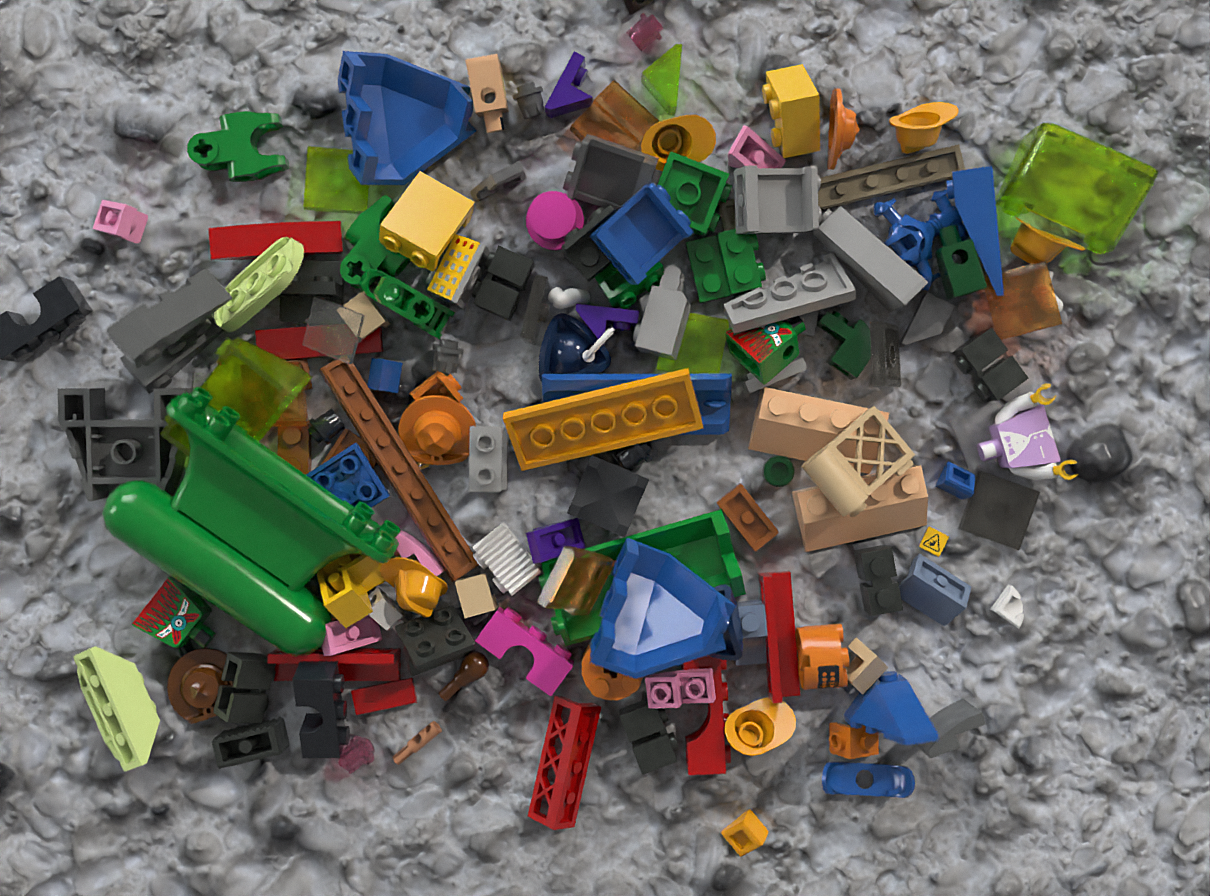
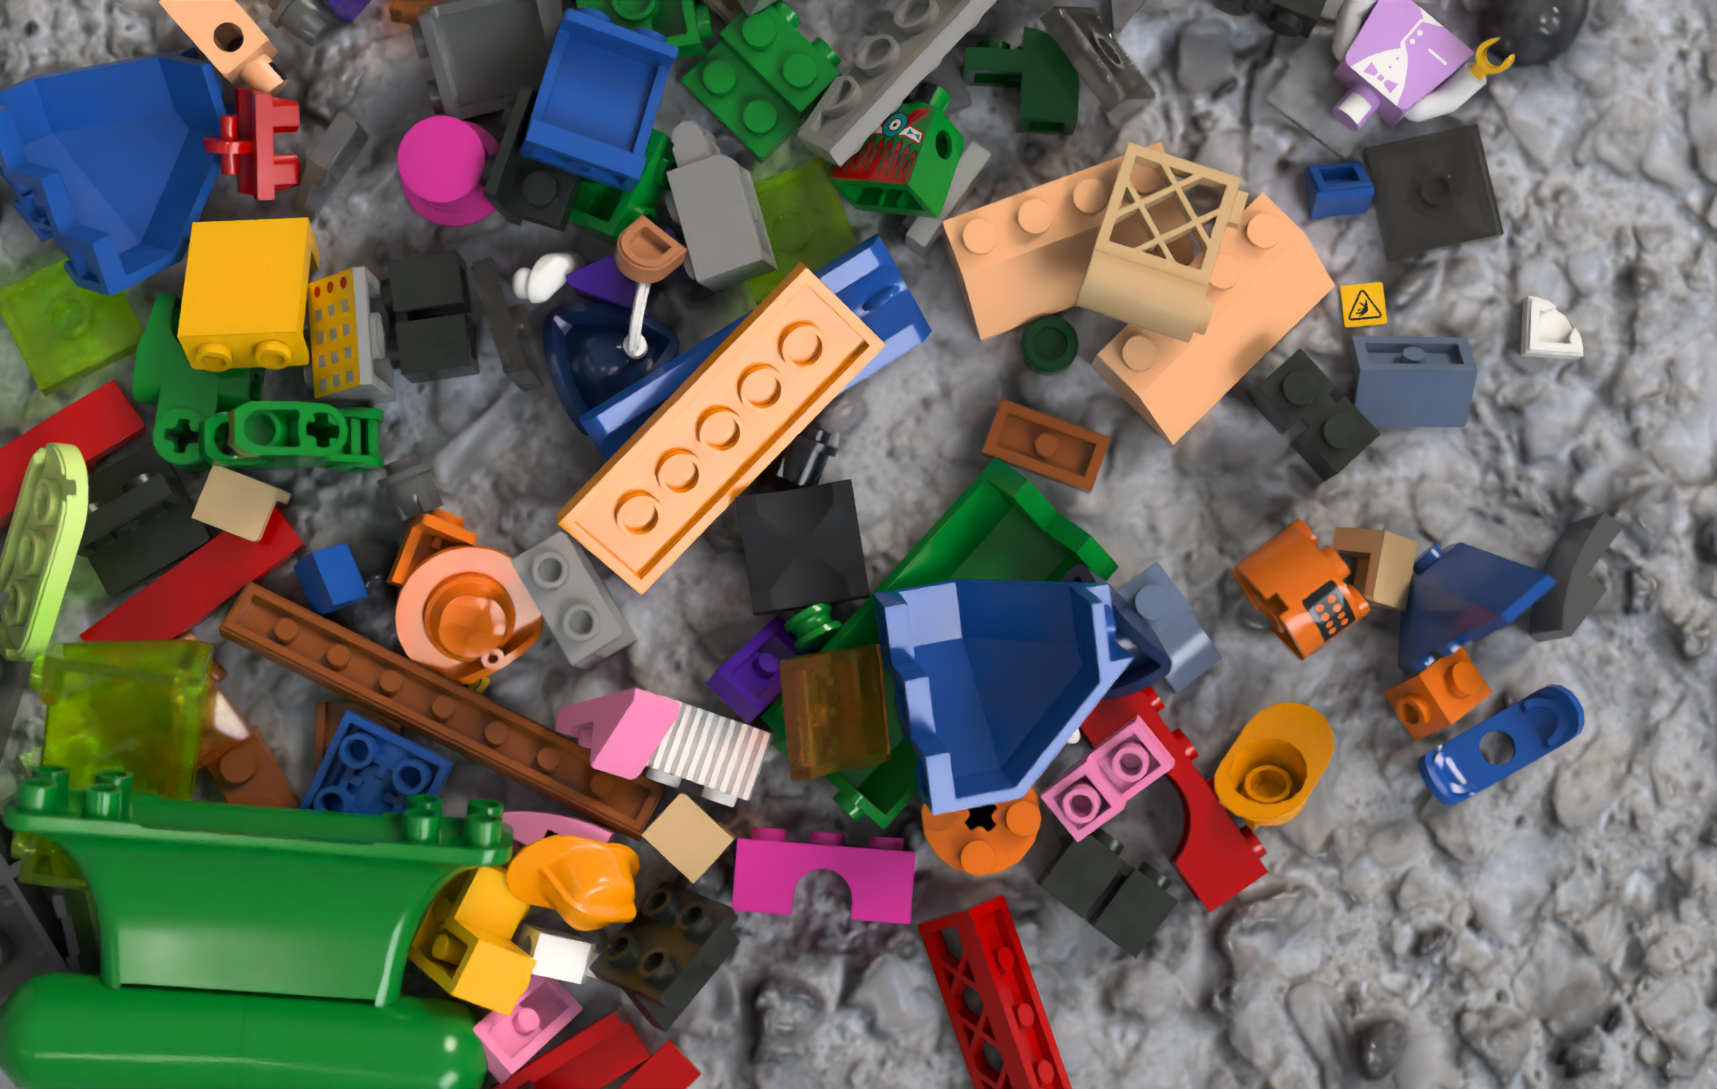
camera: 30 degrees left, 5 degrees down
(325, 427) = (284, 719): black hose -> none
(333, 330) = (204, 554): clear piece -> none
(468, 149) = (248, 143): none -> red hips
(471, 669) = (756, 964): reddish brown piece -> none
(474, 529) = (619, 728): none -> bright pink slope
(590, 534) = (812, 627): none -> green bush
(620, 317) = (647, 252): none -> nougat tile
(745, 833) = (1364, 956): light orange slope -> none
(781, 645) = (1221, 606): red fence -> none

